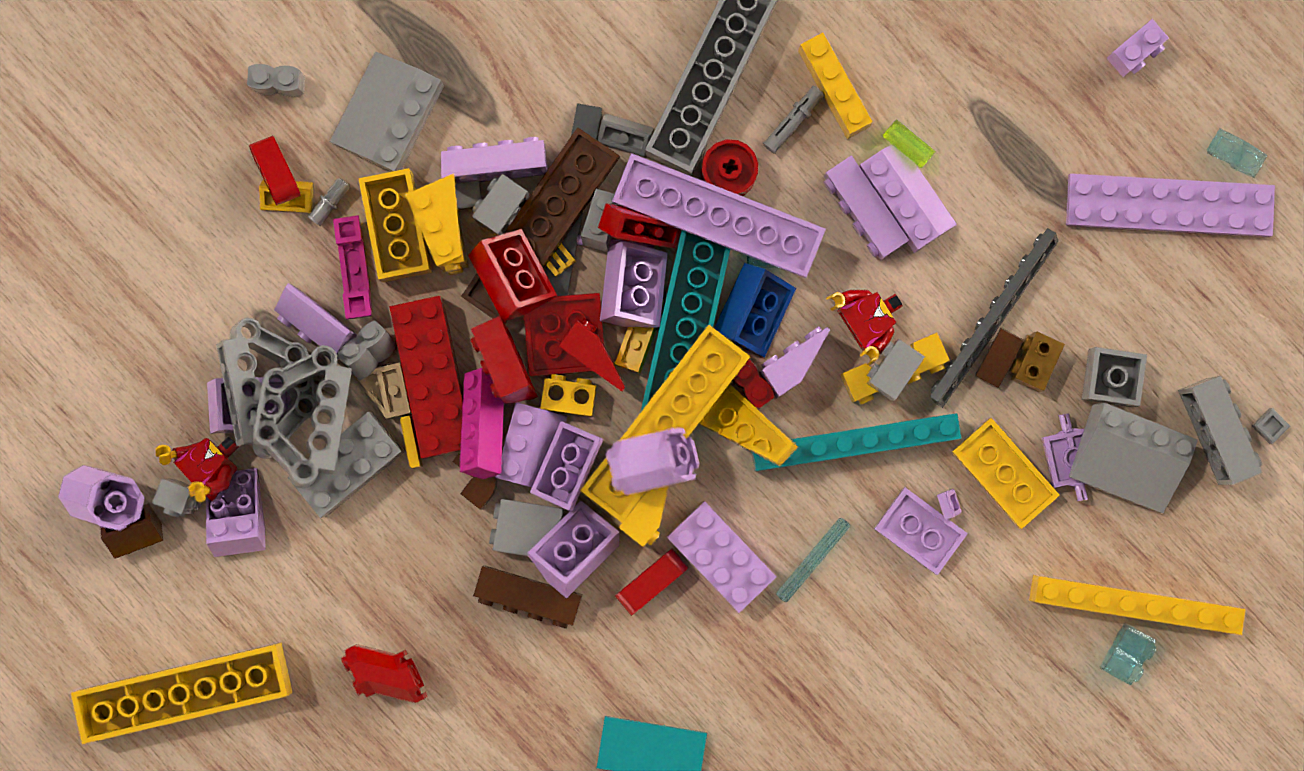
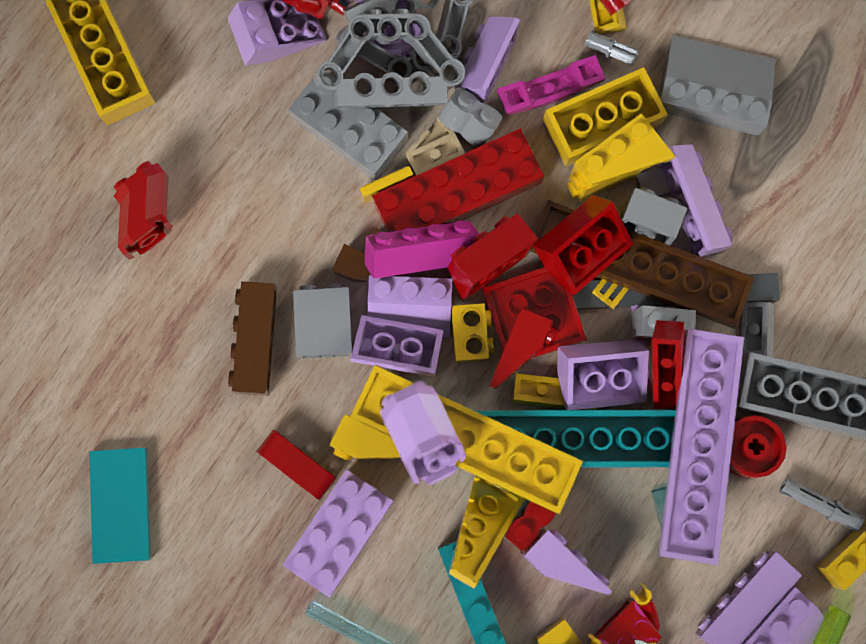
camera: 75 degrees right, 5 degrees down
(574, 548) = (312, 374): lavender slope -> none
(755, 309) = (610, 509): blue slope -> none

